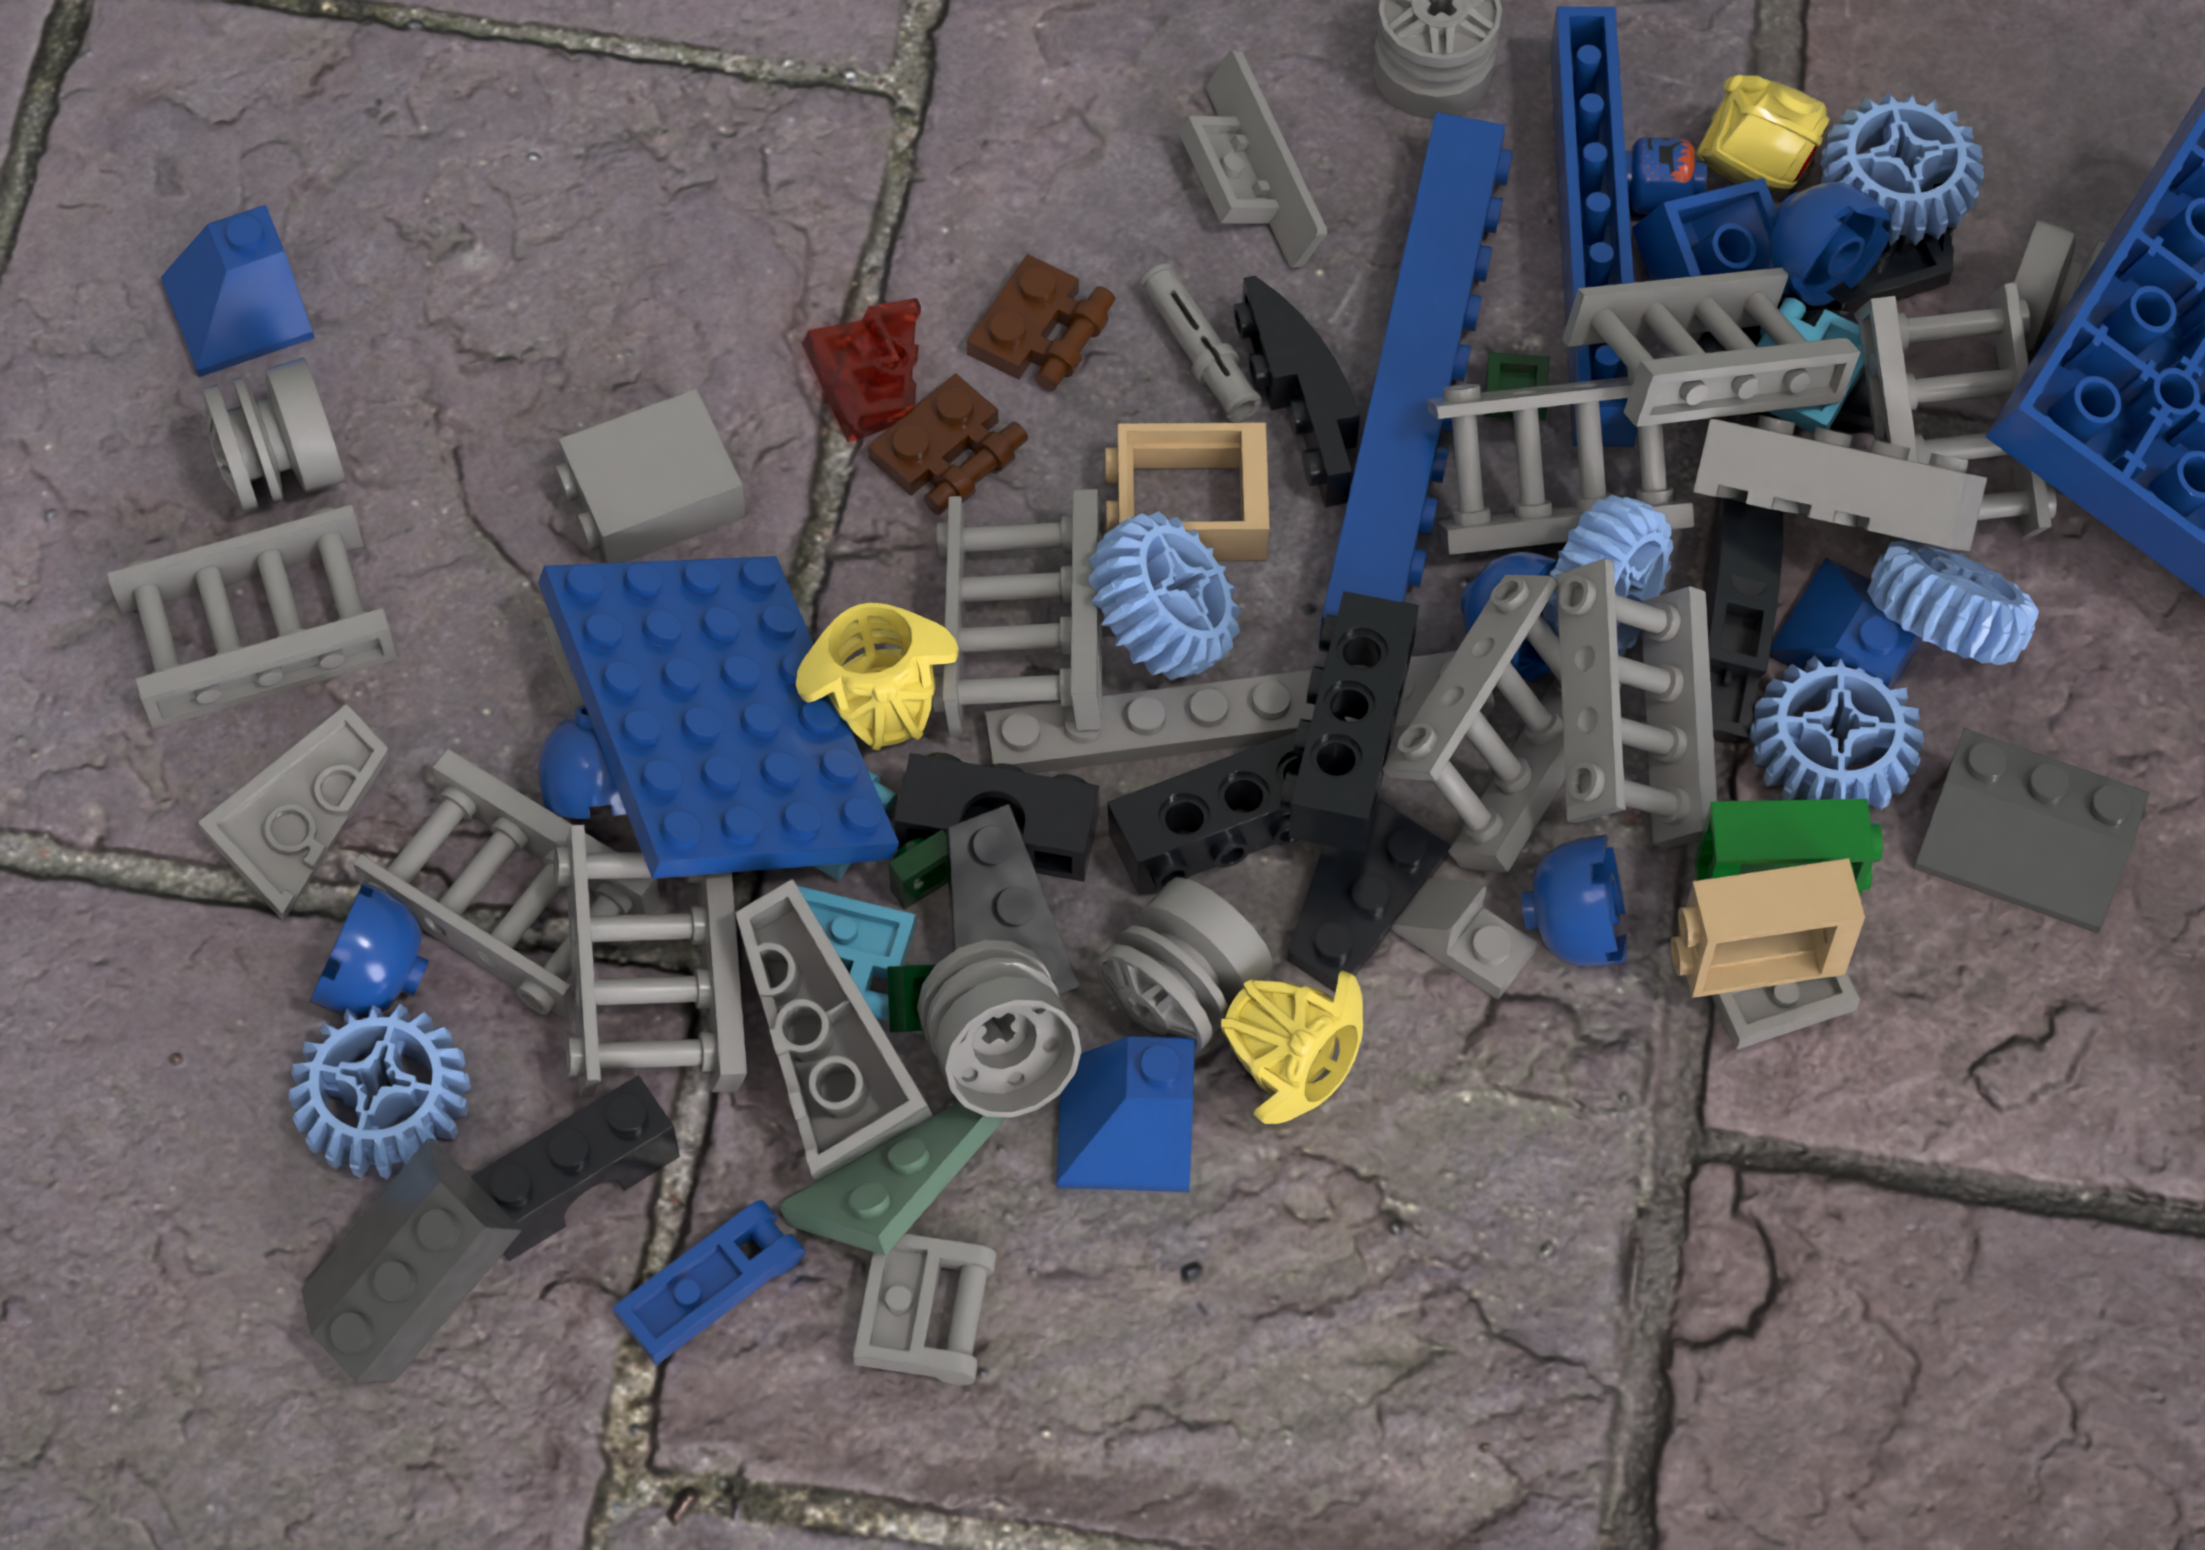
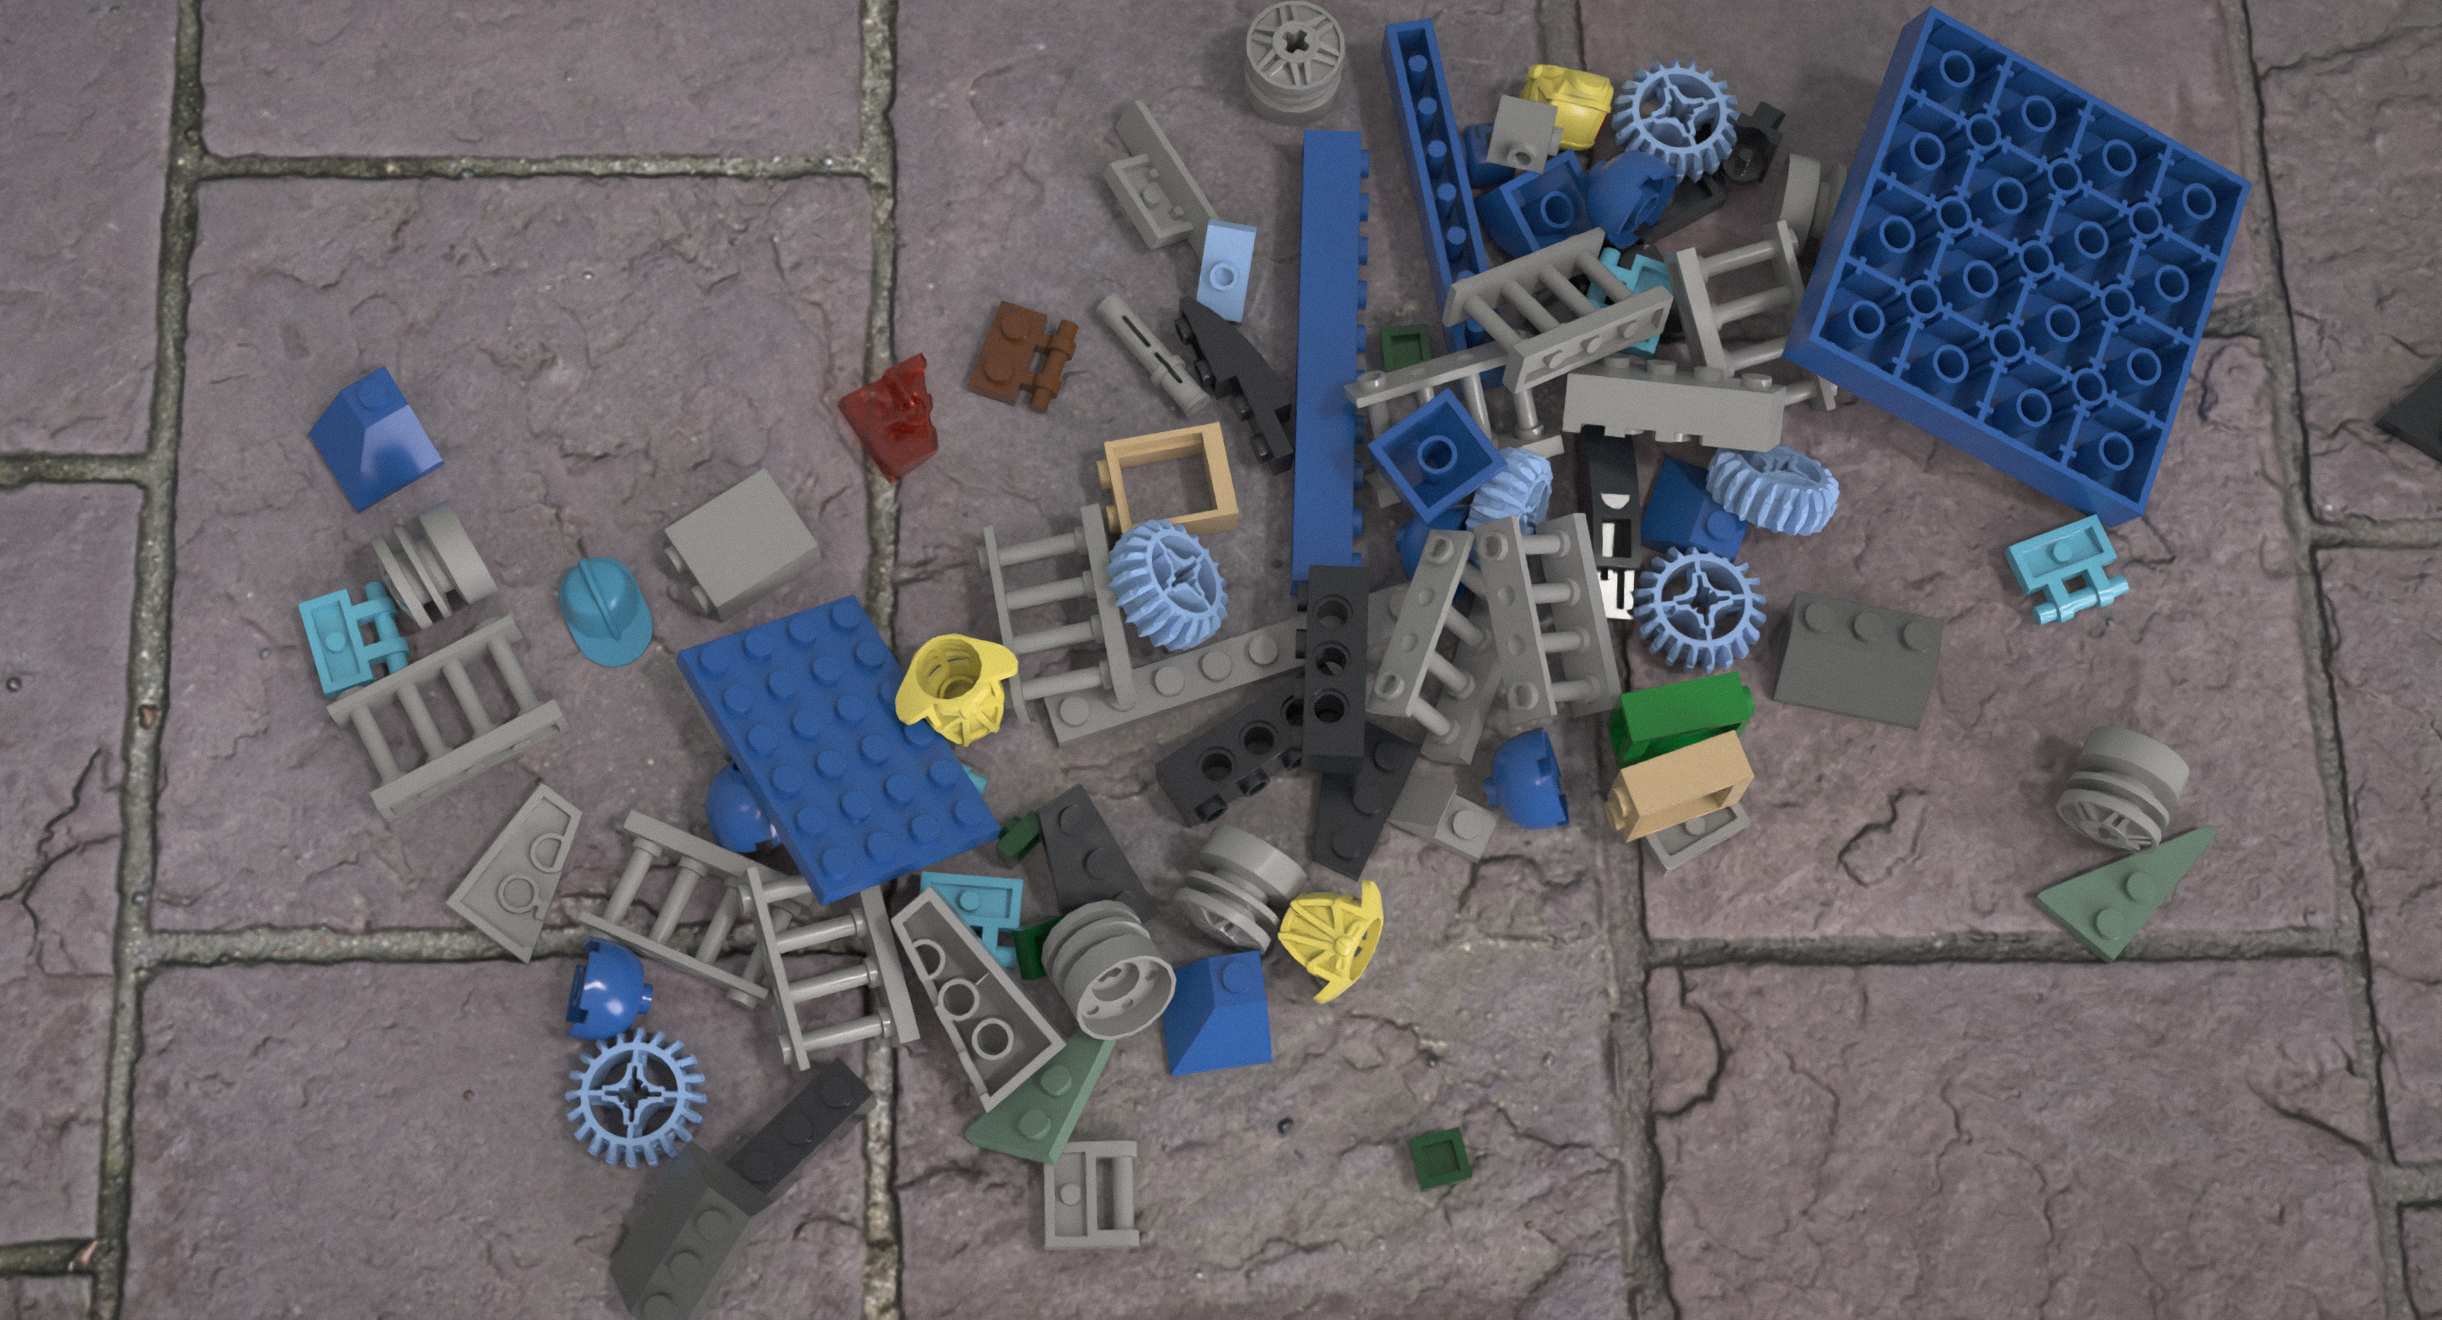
camera: 15 degrees left, 10 degrees up
(140, 510) = (338, 641): none -> medium azure plate
(469, 530) = (606, 611): none -> dark azure piece
(707, 1282) = (921, 1206): blue plate -> none
(935, 434) = (959, 466): reddish brown plate -> none
(1051, 812) = (1029, 775): black arch -> none
(1310, 252) = (1226, 268): none -> light blue plate
(1382, 1341) = (1440, 1159): none -> dark green plate
(1523, 486) = (1435, 457): none -> blue slope
(1705, 146) = (1524, 134): none -> light grey brick
(1998, 210) = (1755, 145): none -> black hips

